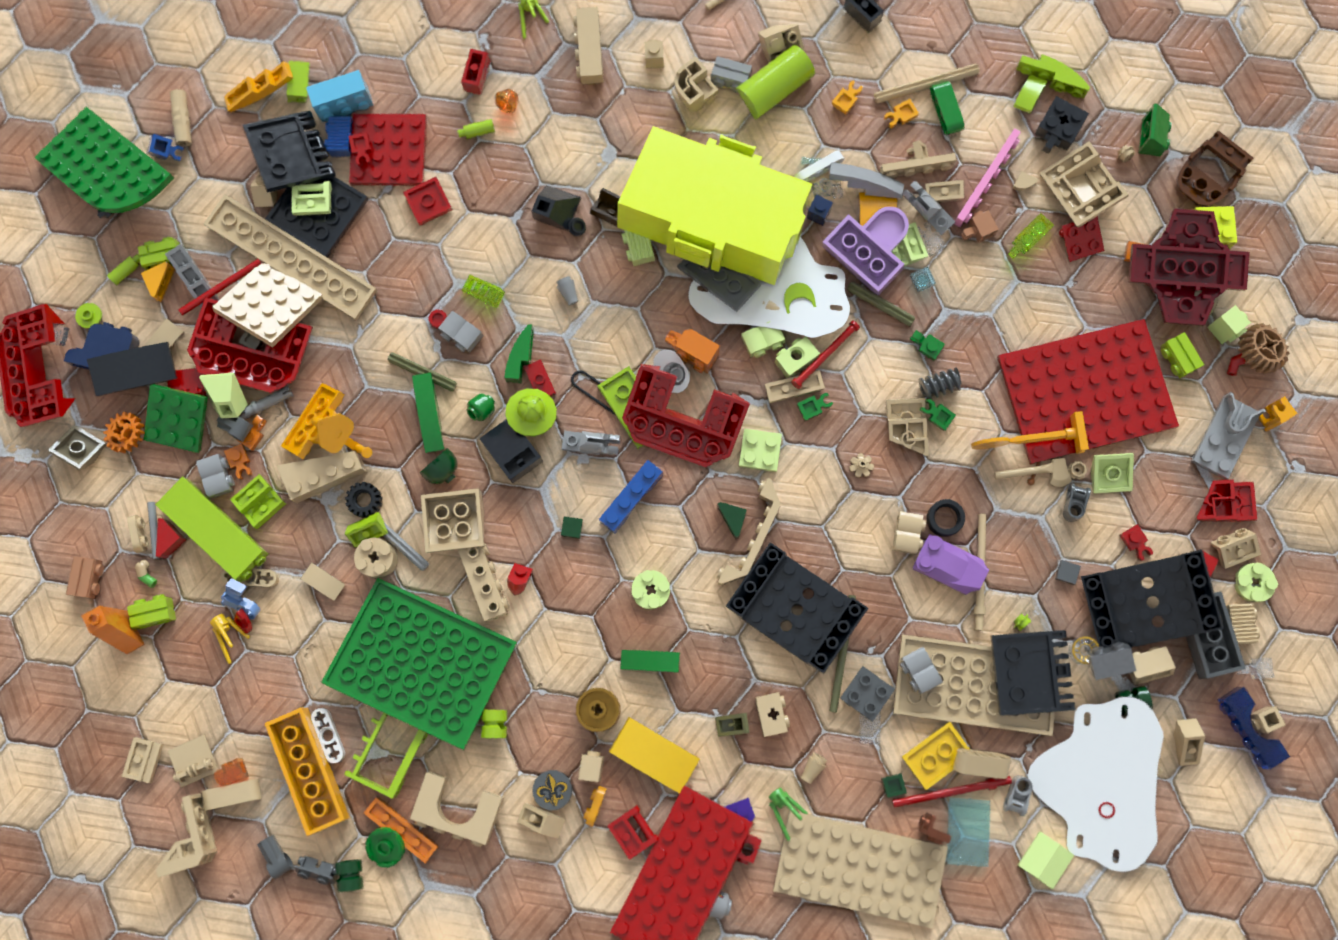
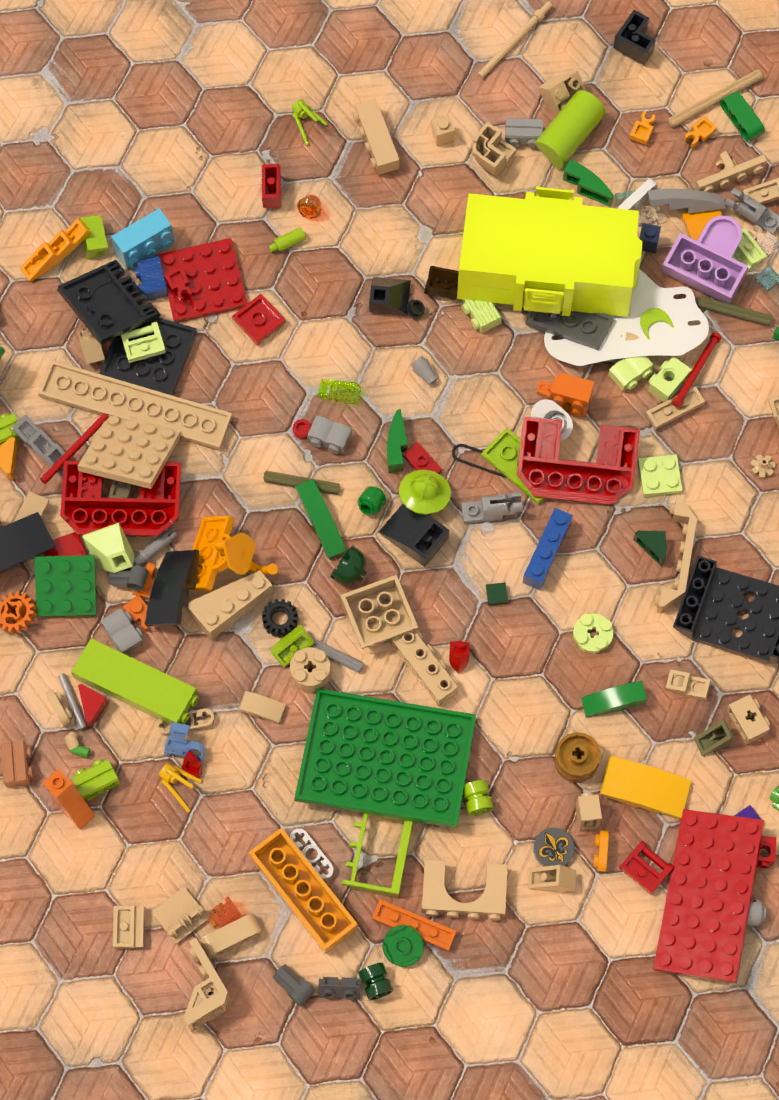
camera: 20 degrees left, 10 degrees down
(258, 501) = (172, 647): lime slope -> none
(269, 445) = (172, 588): none -> black slope
(725, 664) = (688, 685): none -> tan slope
(776, 140) = (588, 183): none -> green slope
(811, 407) = (698, 423): green plate -> none

